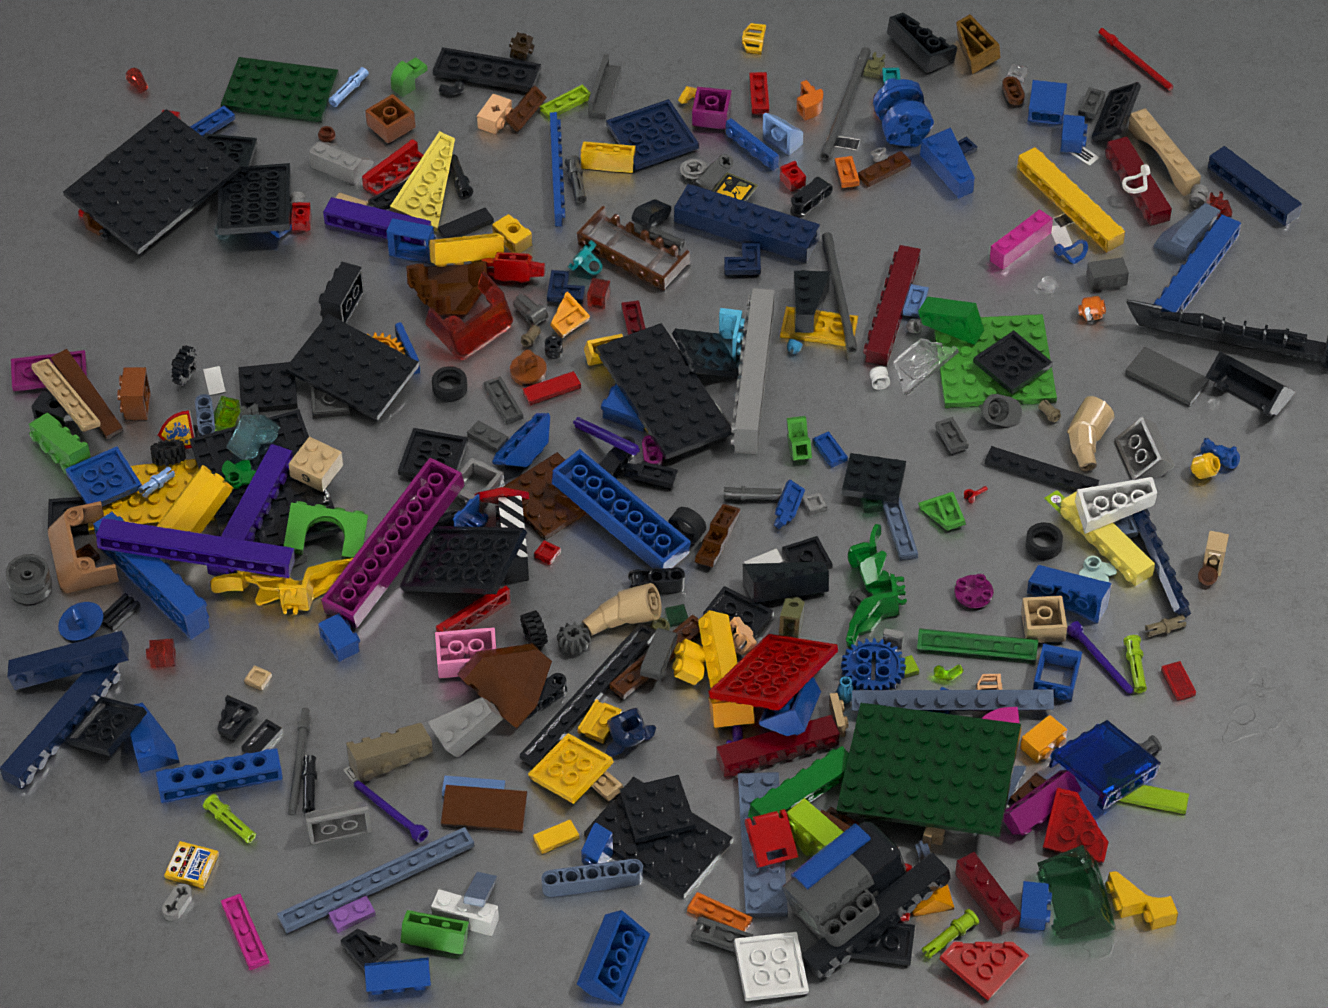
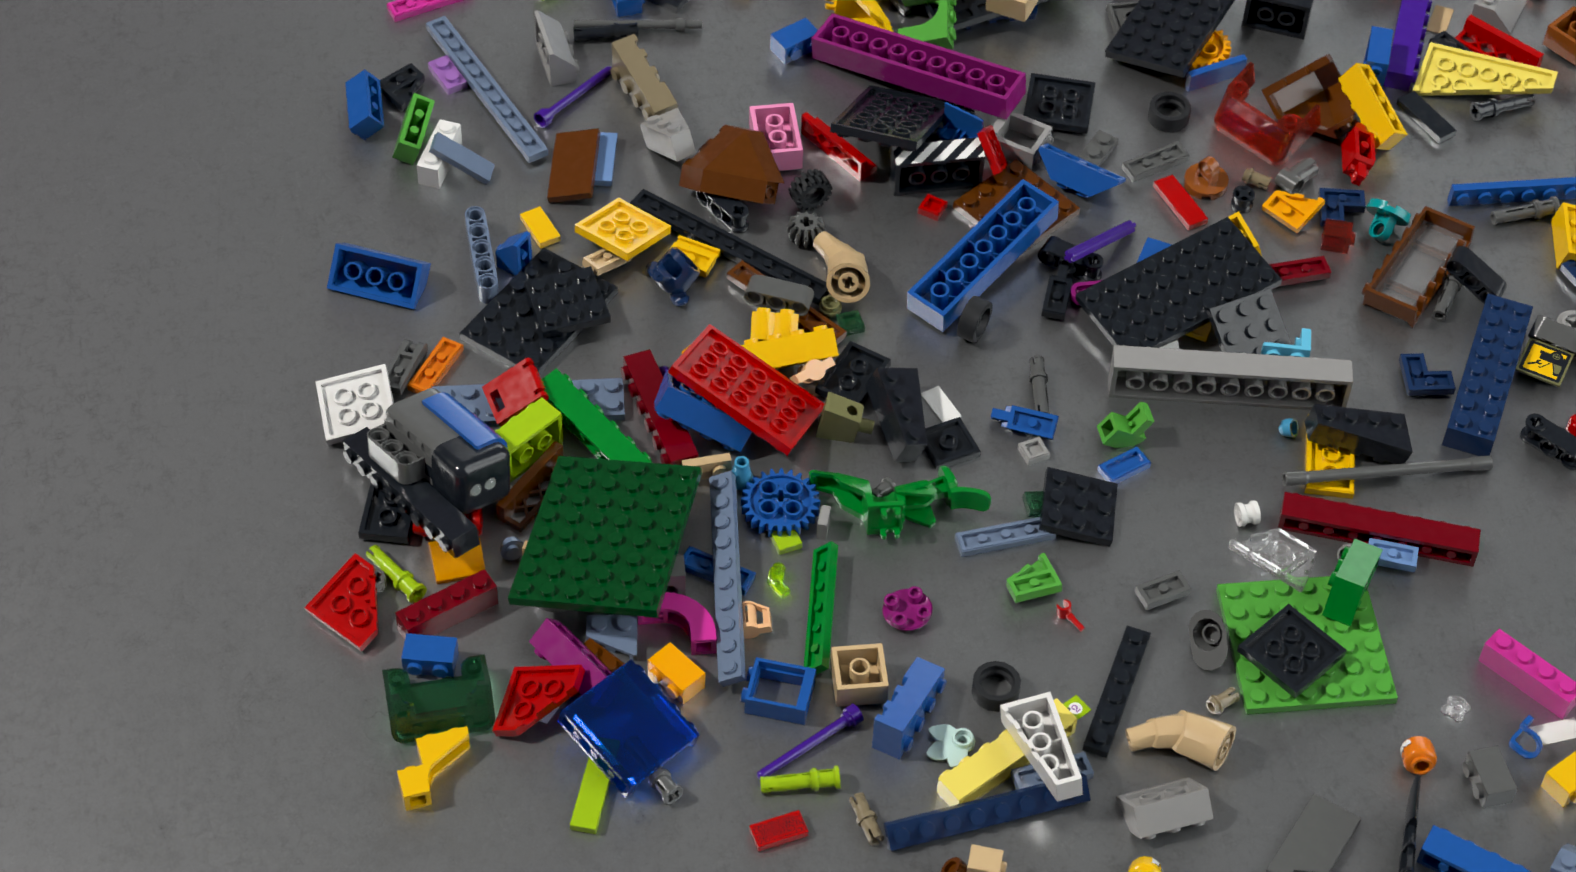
camera: 85 degrees right, 0 degrees up
(516, 236) = (1415, 154): yellow brick -> none
(665, 579) = (894, 300): black piece -> none
(718, 535) = (976, 358): reddish brown slope -> none

